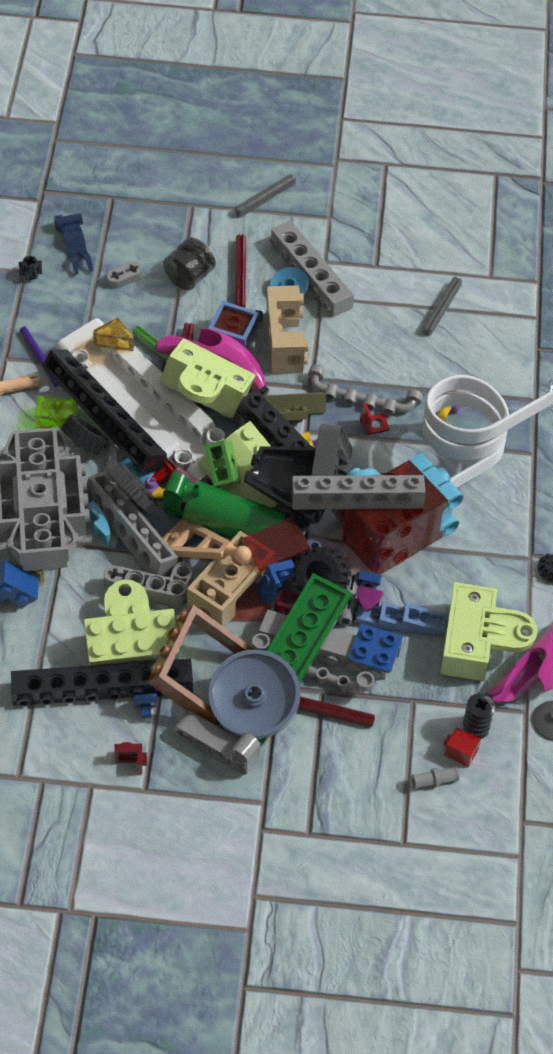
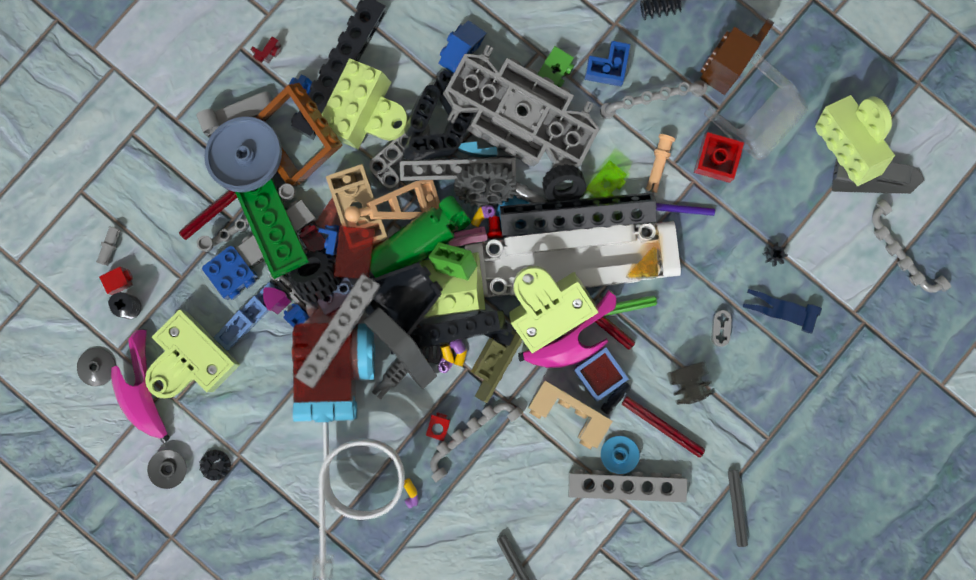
camera: 125 degrees right, 30 degrees up
(99, 563) = (419, 146): none -> black piece

